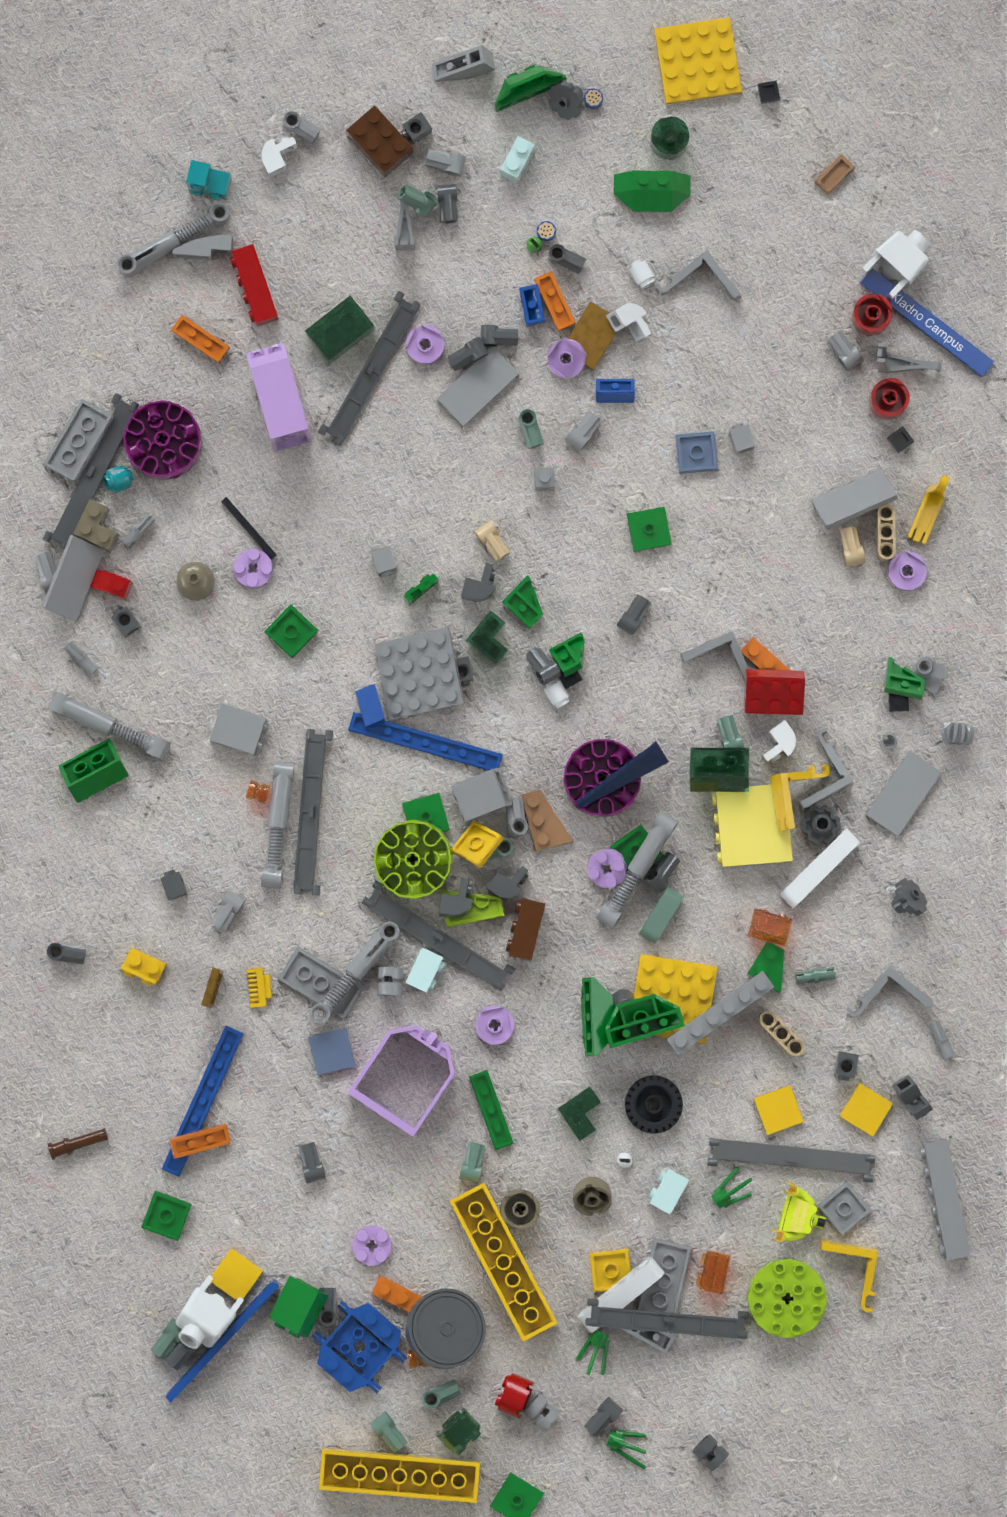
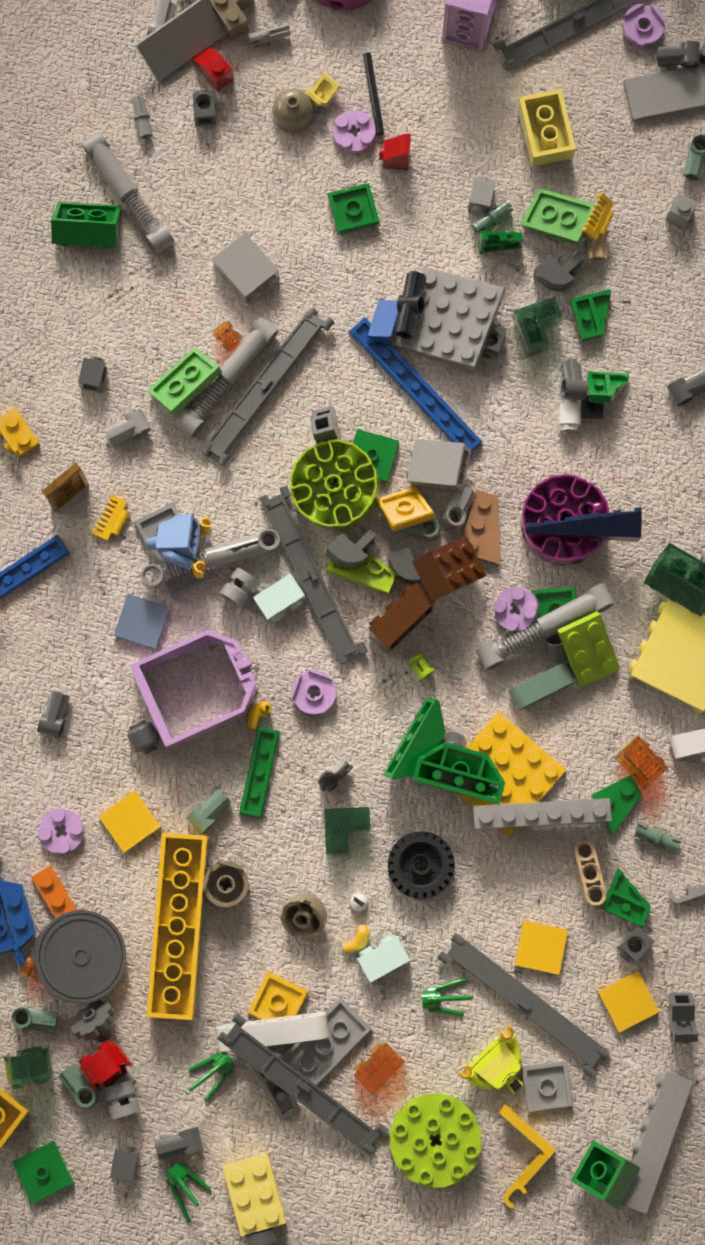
camera: 35 degrees right, 5 degrees down
(209, 551) = (323, 90): none -> light yellow bracket
(248, 848) = (184, 381): none -> bright green plate
(297, 568) = (396, 152): none -> red slope
(323, 975) = (179, 540): none -> medium blue torso
(377, 817) = (325, 425): none -> brick
(384, 683) = (410, 305): none -> black piece
(389, 1138) = (143, 737): none -> dark grey head
(401, 476) = (546, 127): none -> light yellow brick
(402, 572) = (492, 217): none -> sand green pin
(418, 1206) = (129, 821): none -> yellow tile
(454, 542) = (558, 216): none -> bright green plate
(461, 1066) = (257, 712): none -> yellow arm
(486, 1369) = (94, 1022): none -> dark grey plant
(489, 525) = (602, 219): none -> yellow piece
(502, 1422) = (77, 1085): none -> sand green piece
(539, 871) = (449, 568): none -> reddish brown brick
(548, 1084) = (329, 780): none -> dark grey plate
(562, 956) = (423, 663): none -> lime bush
(572, 1456) = (124, 1163): none -> dark grey brick
(643, 1188) = (360, 940): none -> yellow arm
(680, 867) = (588, 649): none -> lime plate
(680, 1418) = (254, 1194): none -> light yellow brick
(819, 1037) = (625, 901): none -> green wing
(924, 1246) = (605, 1174): none -> green brick

